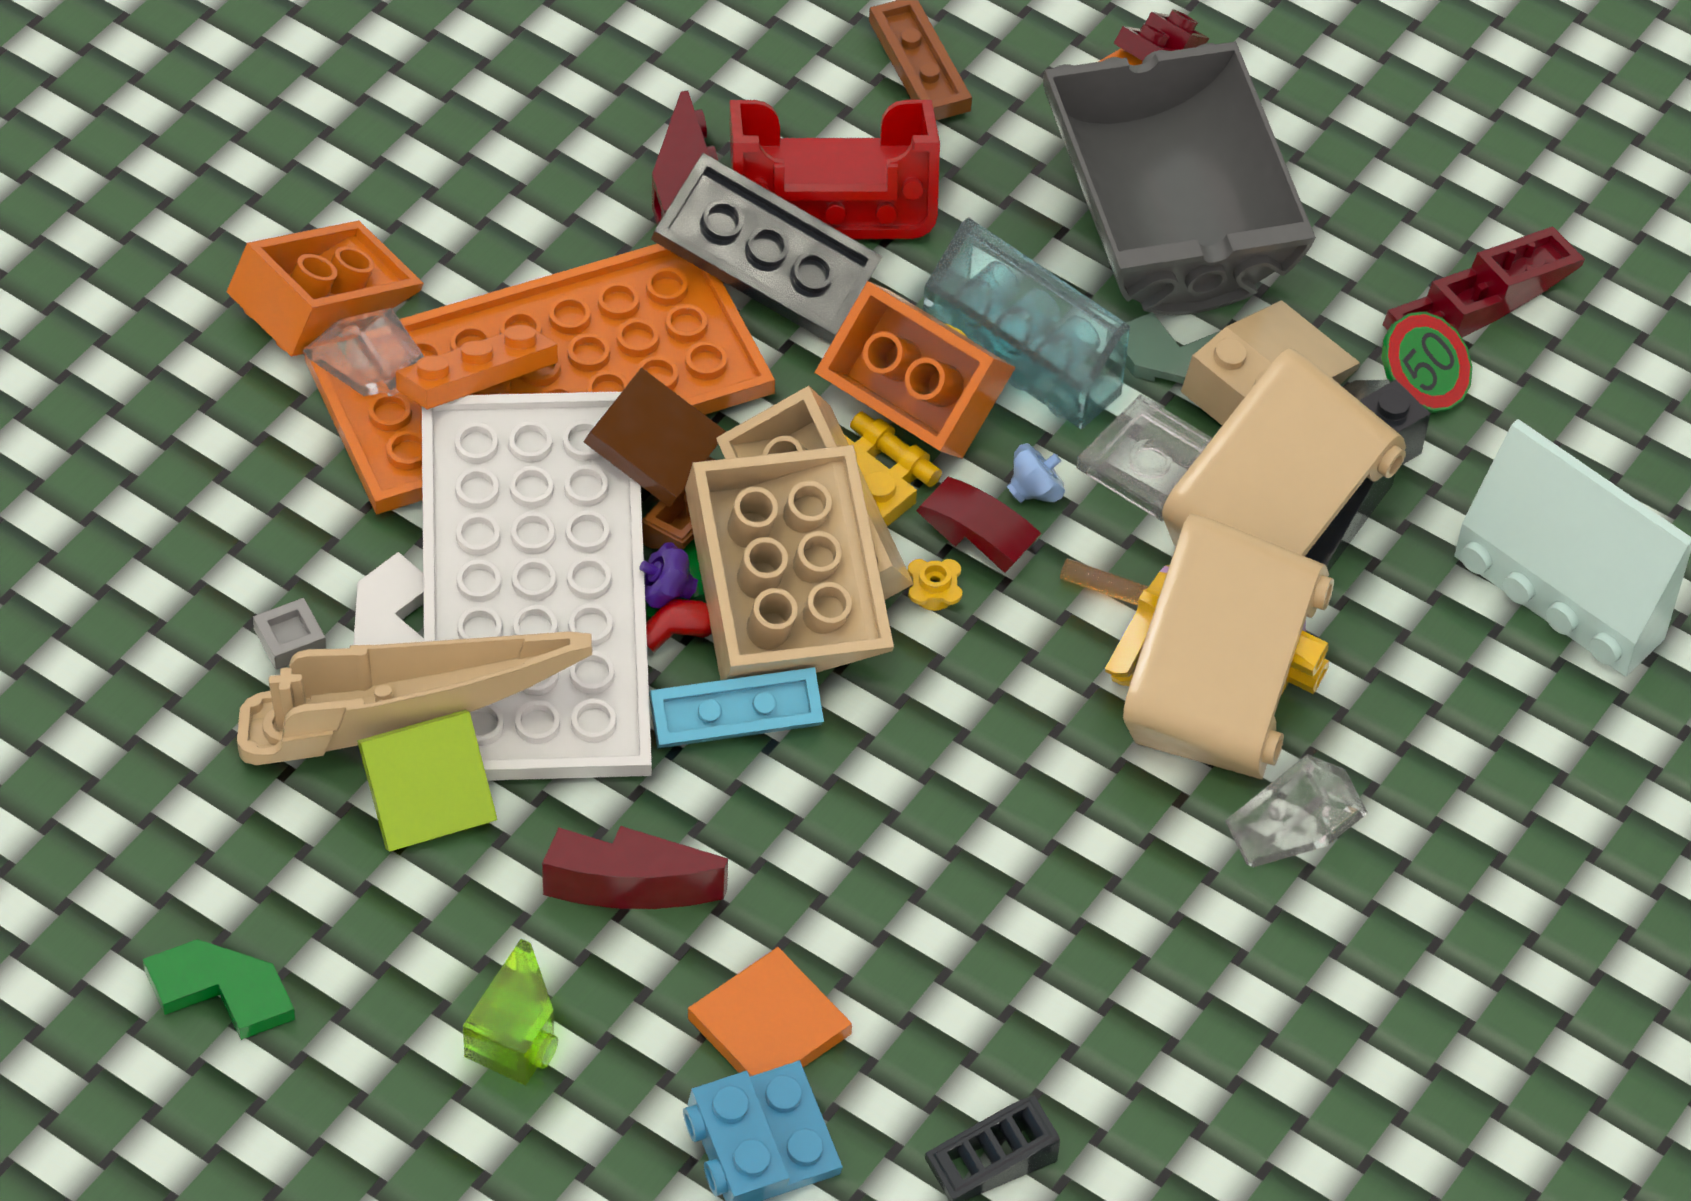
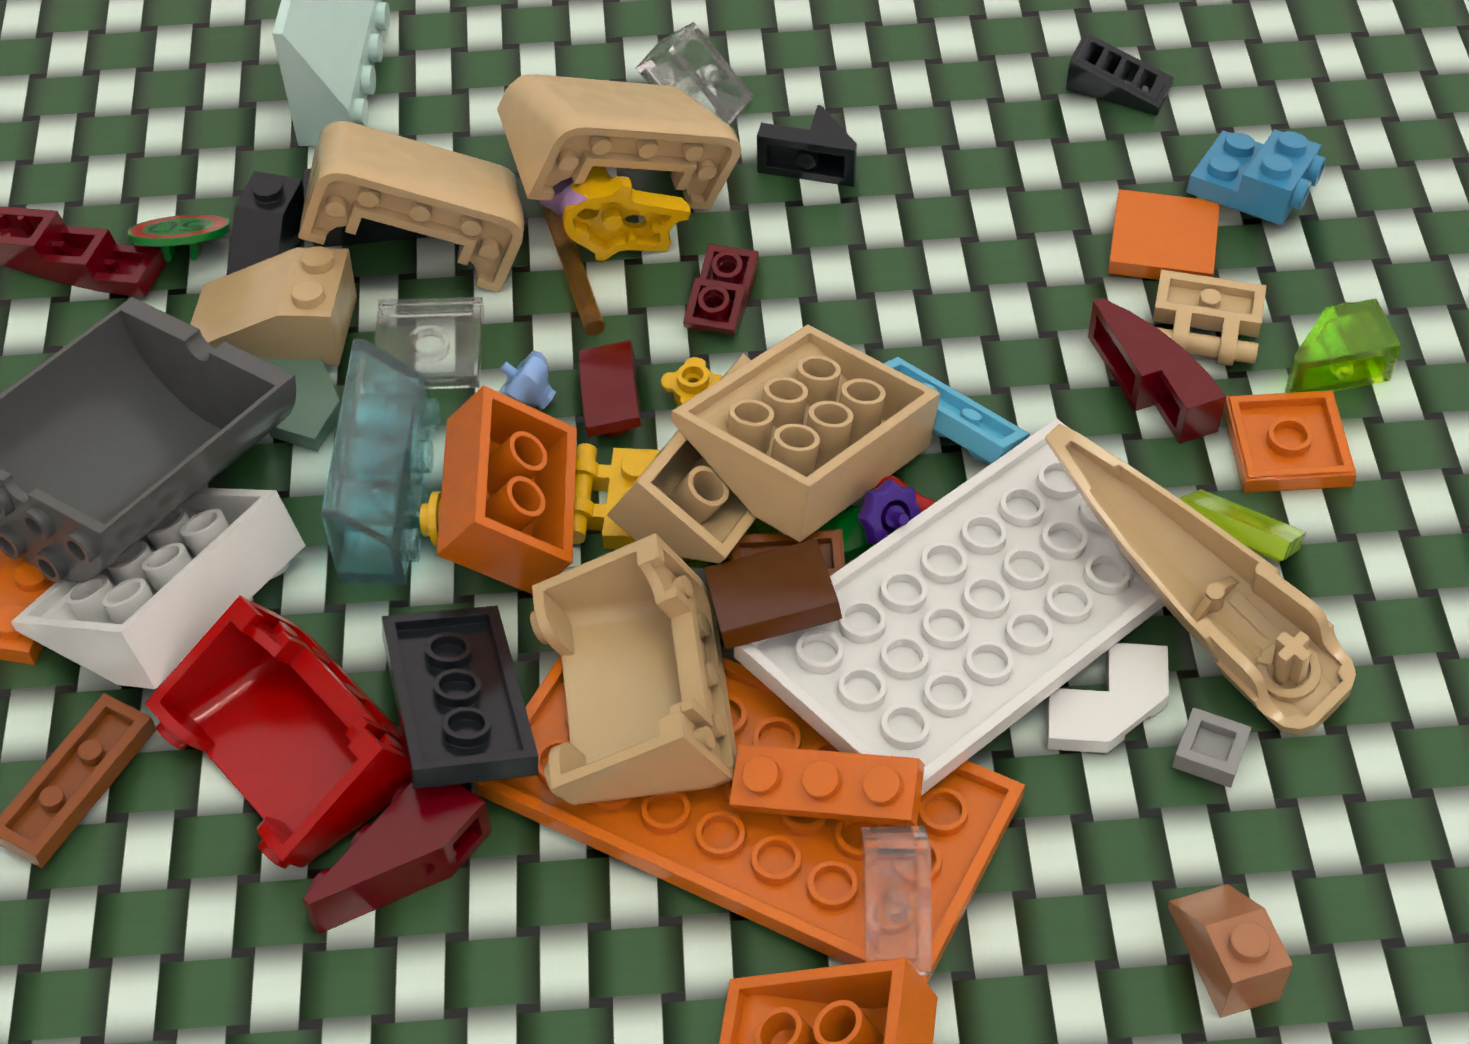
camera: 125 degrees left, 0 degrees up
(153, 520) = (1232, 948): none -> nougat slope
(478, 918) = (1288, 441): none -> orange tile
(618, 318) = (637, 677): none -> tan windscreen
(656, 977) = (1211, 305): none -> tan plate
(1015, 669) = (722, 289): none -> dark red slope
(1017, 163) = (167, 588): none -> white slope
(1117, 836) = (814, 154): none -> black slope

